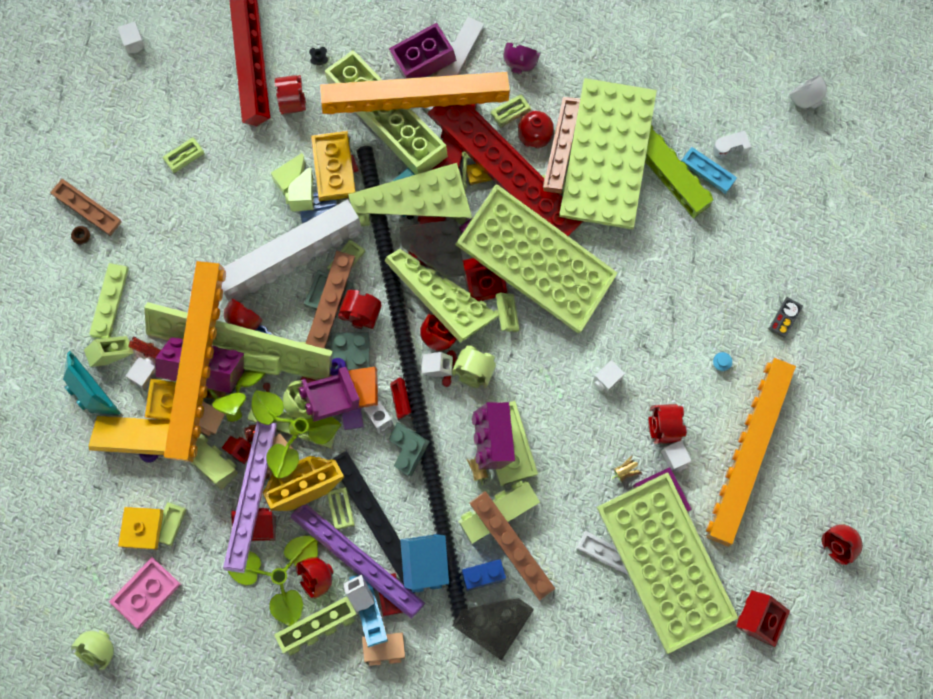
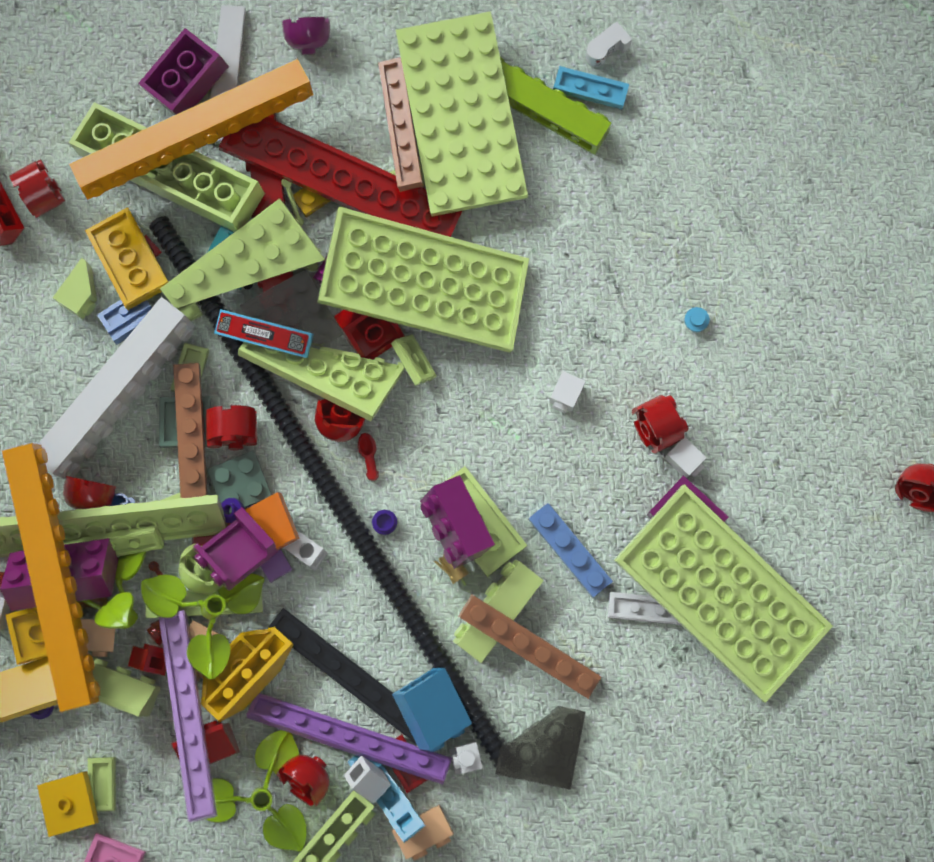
camera: 15 degrees left, 5 degrees up
(301, 192) = (100, 308): yellowish green slope -> none
(318, 60) = (59, 129): black plate -> none
(344, 525) = (316, 700): yellowish green tile -> none
(400, 398) = (324, 517): red tile -> none
(409, 252) = (264, 333): none -> slope
(412, 447) = (362, 572): sand green plate -> none
(434, 607) = (465, 758): none -> white brick
(437, 364) = (352, 459): white brick -> none
(442, 418) = (384, 522): none -> dark purple plate
(474, 367) = (400, 444): yellowish green brick -> none
(483, 575) = (509, 695): blue brick -> none
(514, 116) = (327, 110): yellowish green tile -> none
(535, 129) = (360, 116): red cylinder -> none
(567, 490) = (570, 550): none -> medium blue plate
(622, 472) = (632, 498): pearl gold piece -> none
(750, 452) = (773, 418): light orange brick -> none
(763, 618) = (861, 614): red slope -> none
(785, 317) = (751, 235): tile -> none

